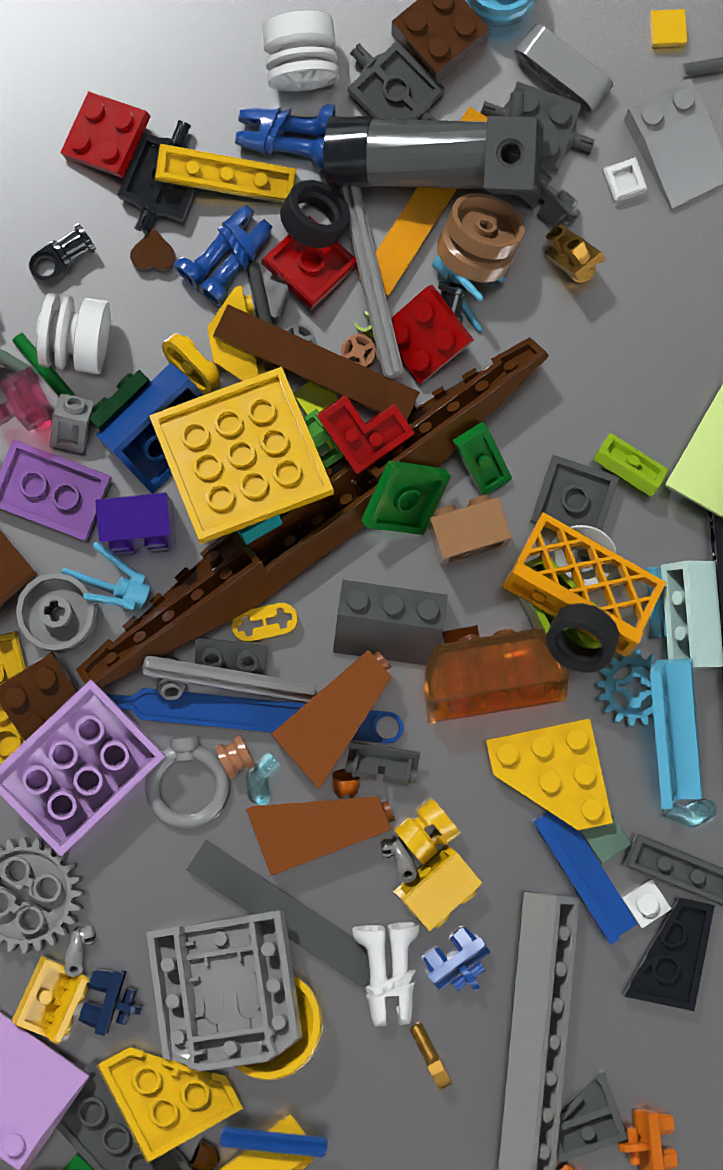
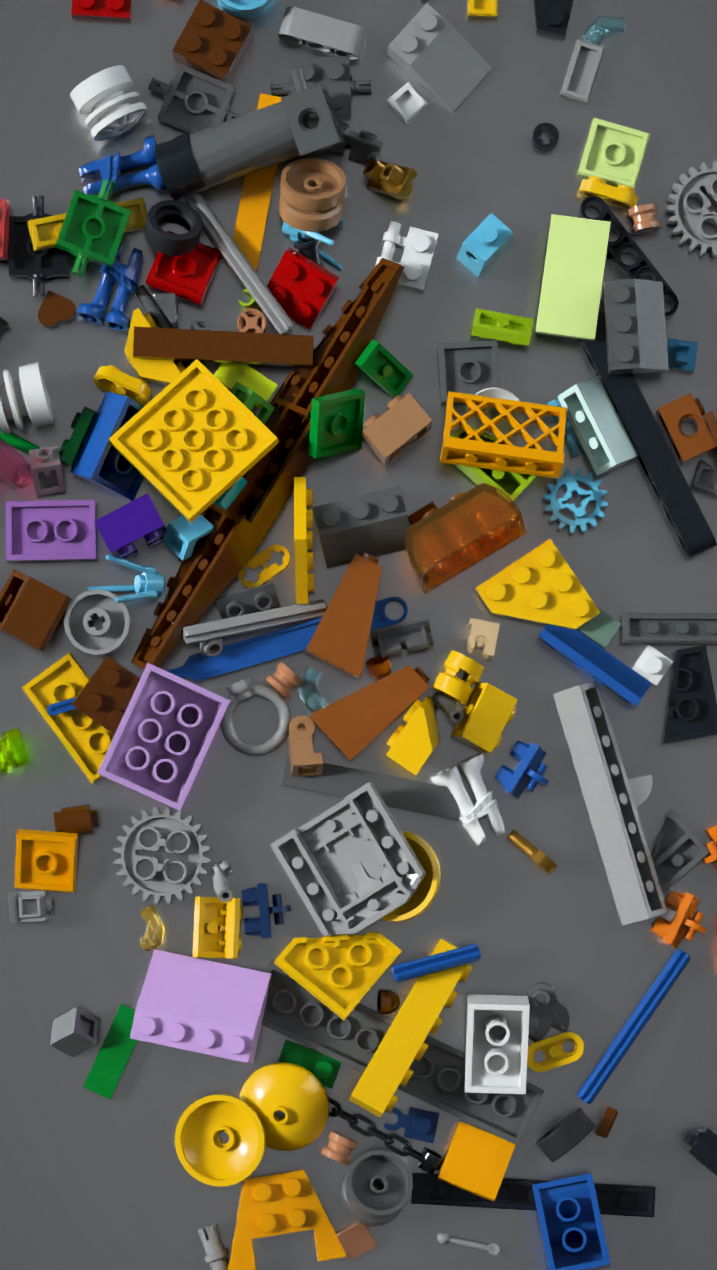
camera: 25 degrees left, 0 degrees up
(187, 554) = (182, 535): none -> medium azure panel
(226, 179) = (93, 228): none -> green plate
(226, 830) = (300, 740): none -> medium nougat leg
(317, 611) = (303, 540): none -> yellow plate
(352, 884) = (416, 740): none -> yellow slope
(361, 441) = (285, 392): red plate -> none
(474, 794) = (483, 632): none -> tan hinge
(567, 350) = (416, 257): none -> white plate
(579, 1035) = (641, 788): none -> white tile
(589, 619) = (518, 458): black tyre -> none
(648, 366) = (485, 244): none -> medium azure torso
(676, 731) = (621, 520): medium azure fence -> none
(692, 813) = (659, 582): clear light blue arm -> none

